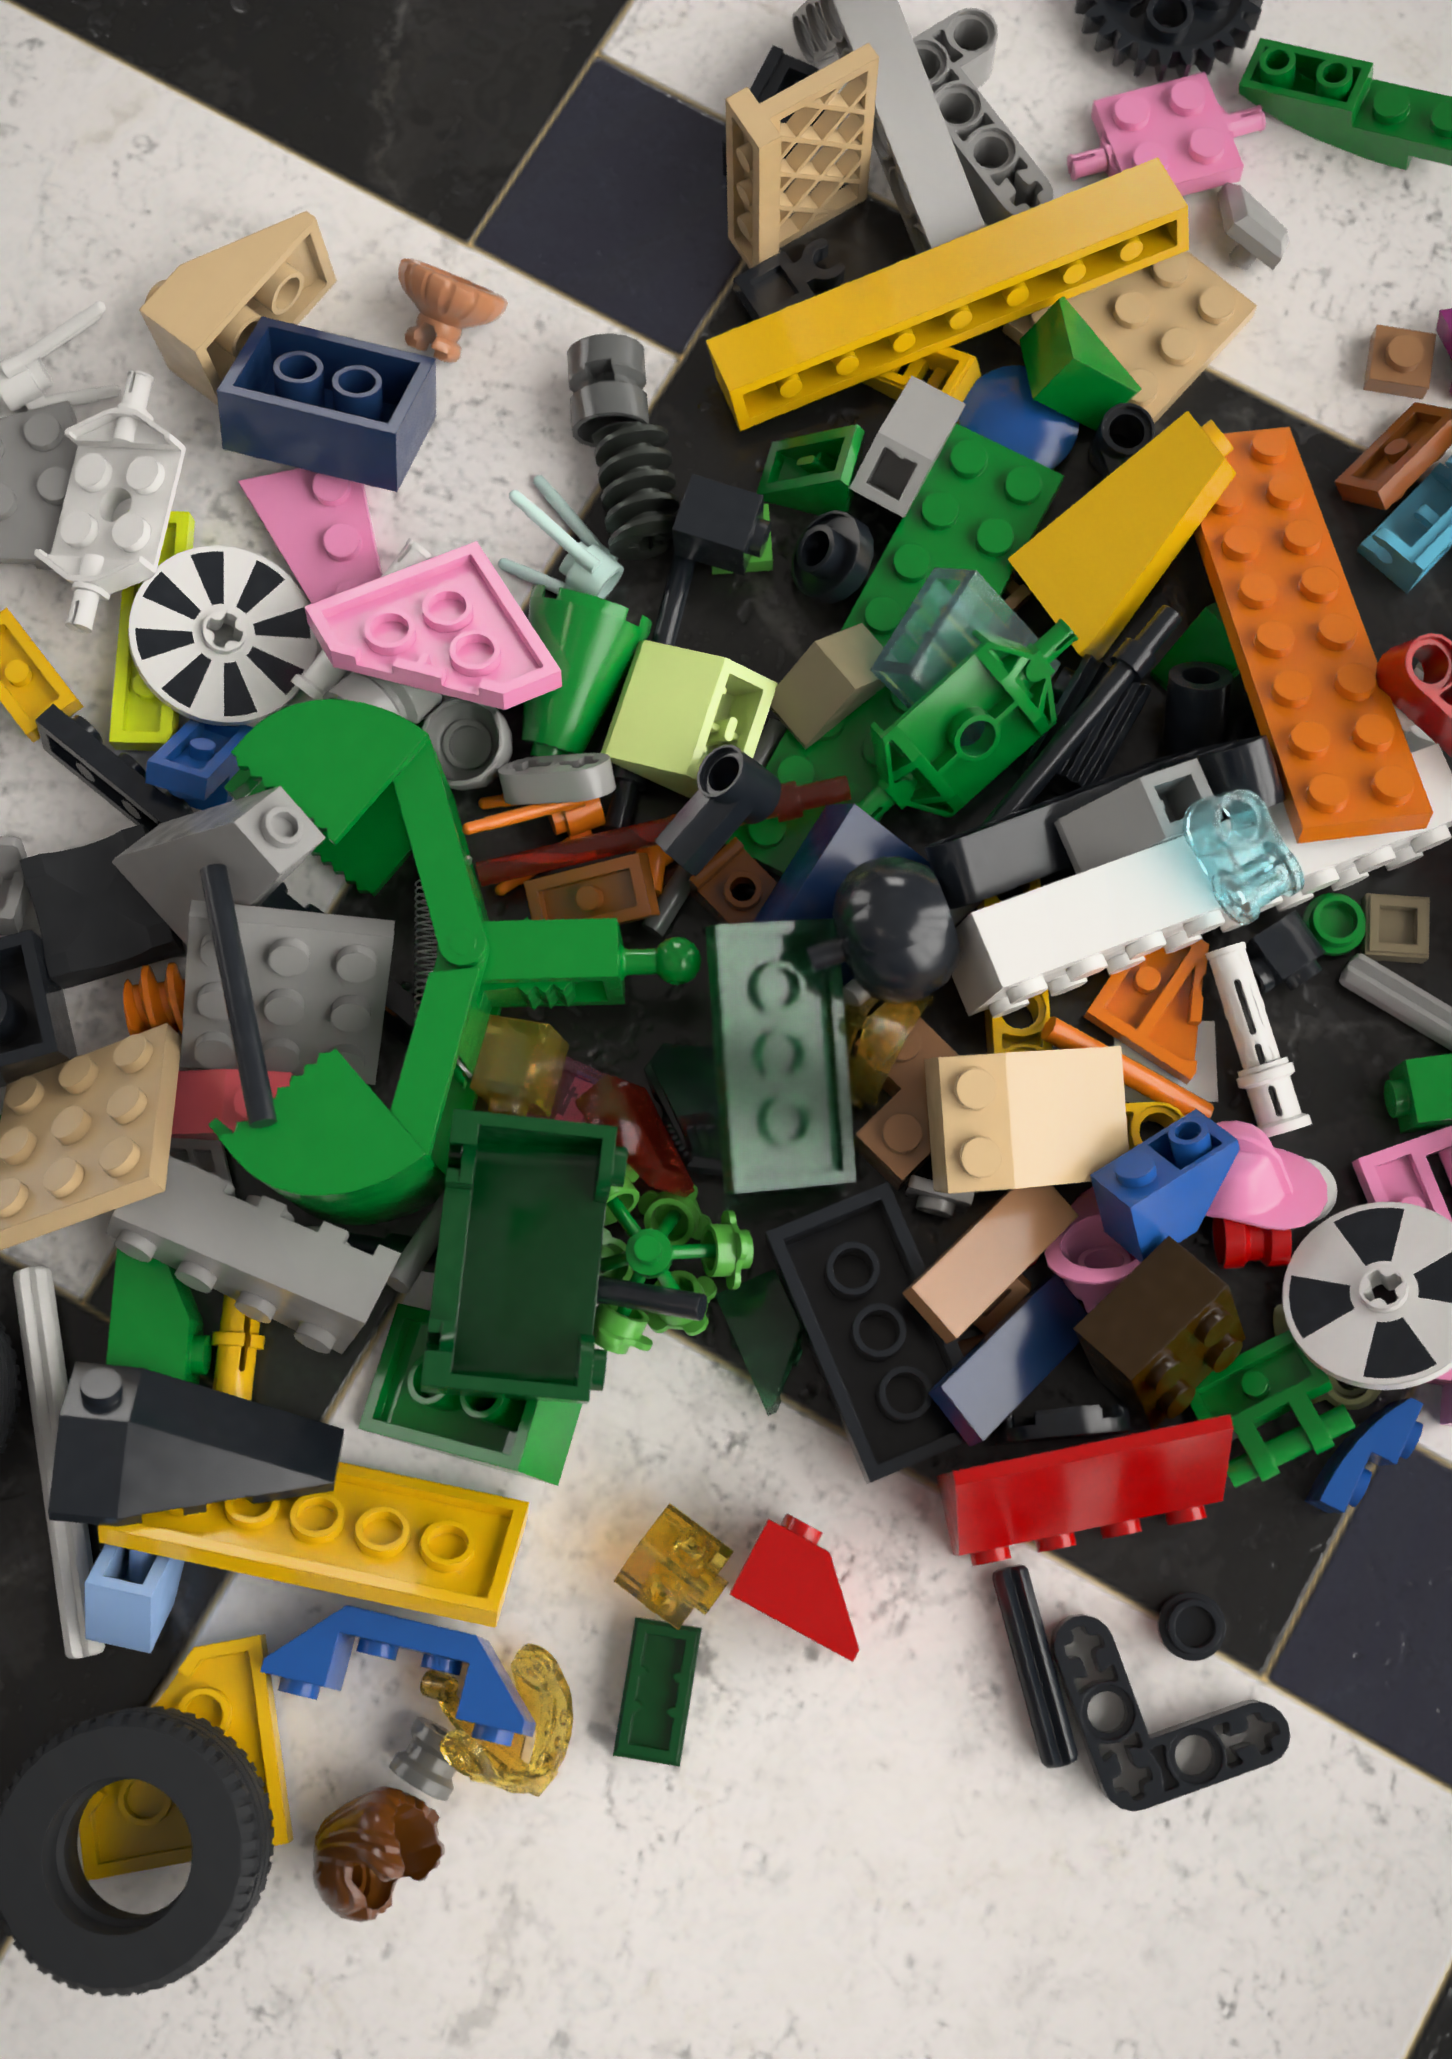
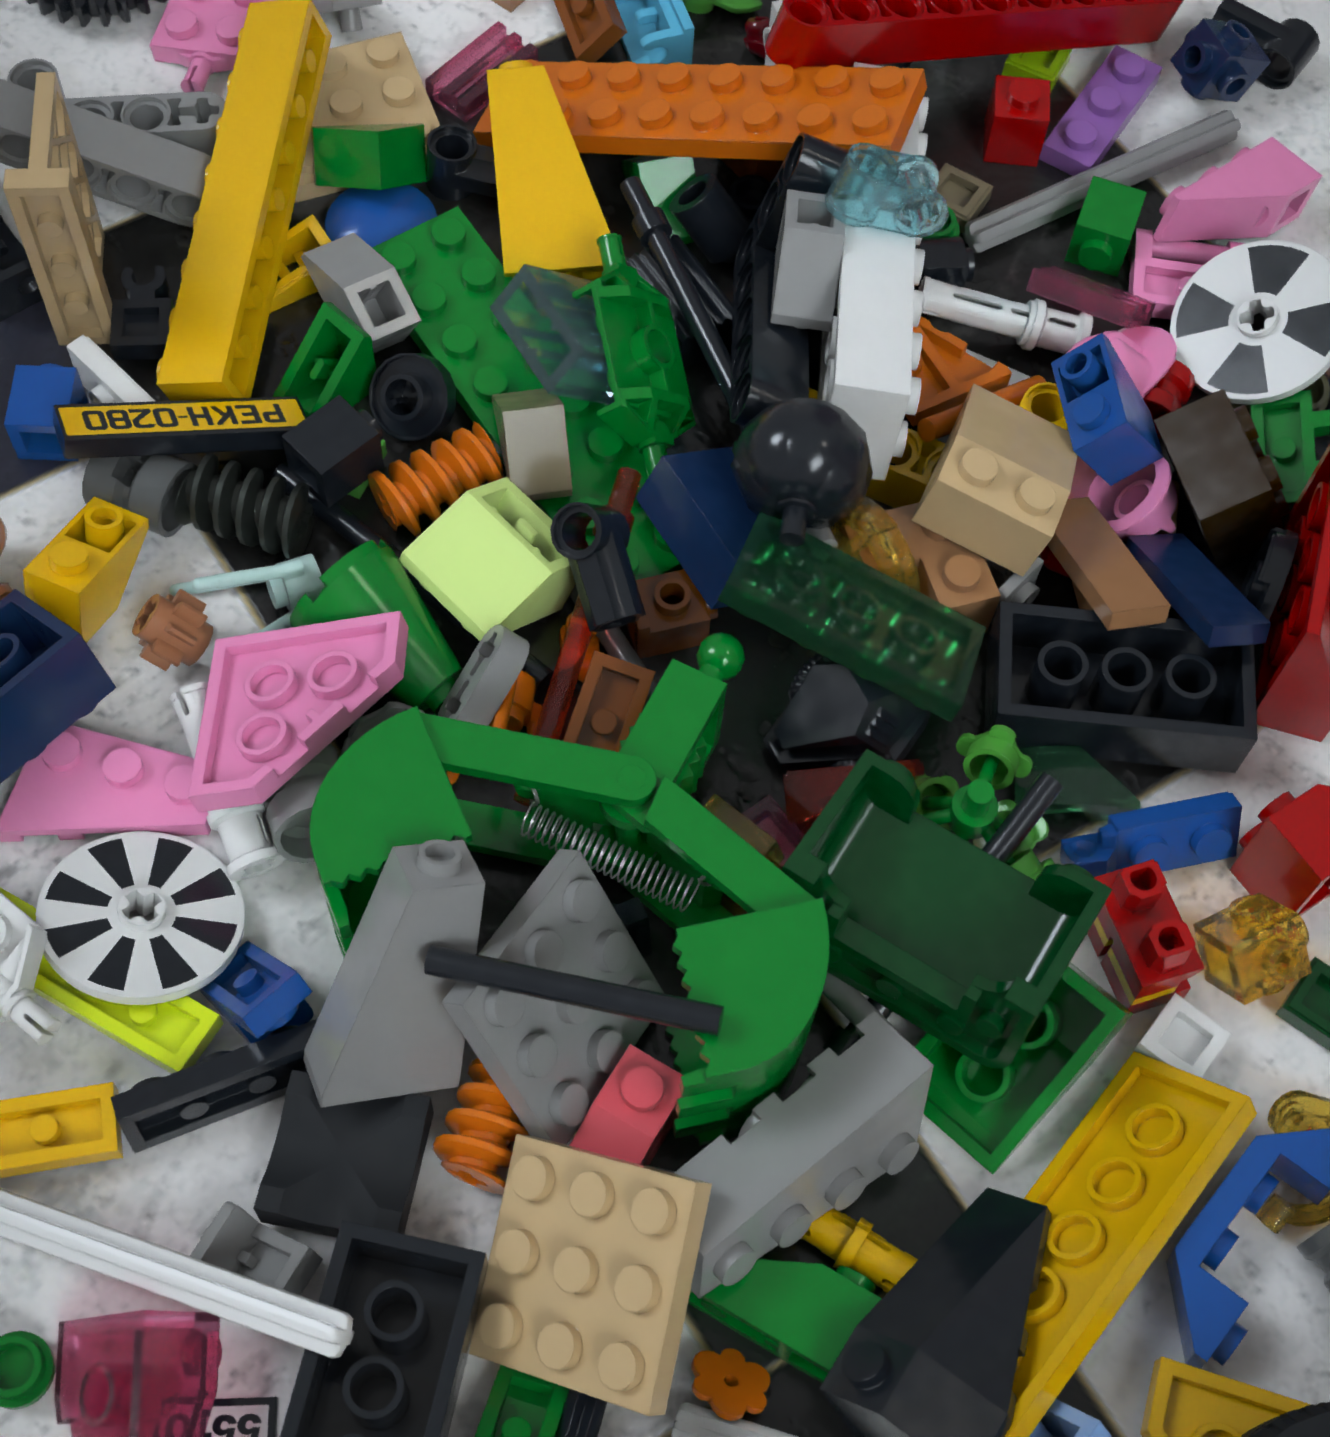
camera: 70 degrees left, 15 degrees down
(93, 1291) = (730, 1383): none -> orange plant
(483, 502) = (172, 630): none -> nougat gear
(500, 399) = (87, 566): none -> yellow slope
(558, 1541) = (1183, 1037): none -> white plate
(633, 1458) = (1143, 939): none -> red hips
(640, 271) = (31, 408): none -> blue brick
(668, 386) = (175, 426): none -> tile
(690, 314) = (102, 376): none -> white plate
(740, 1433) = (1169, 833): none -> blue hinge
(751, 628) = (435, 478): none -> orange piece
(1266, 395) = (470, 68): none -> clear pink tile
(1331, 1116) = (1091, 296): none -> clear pink tile

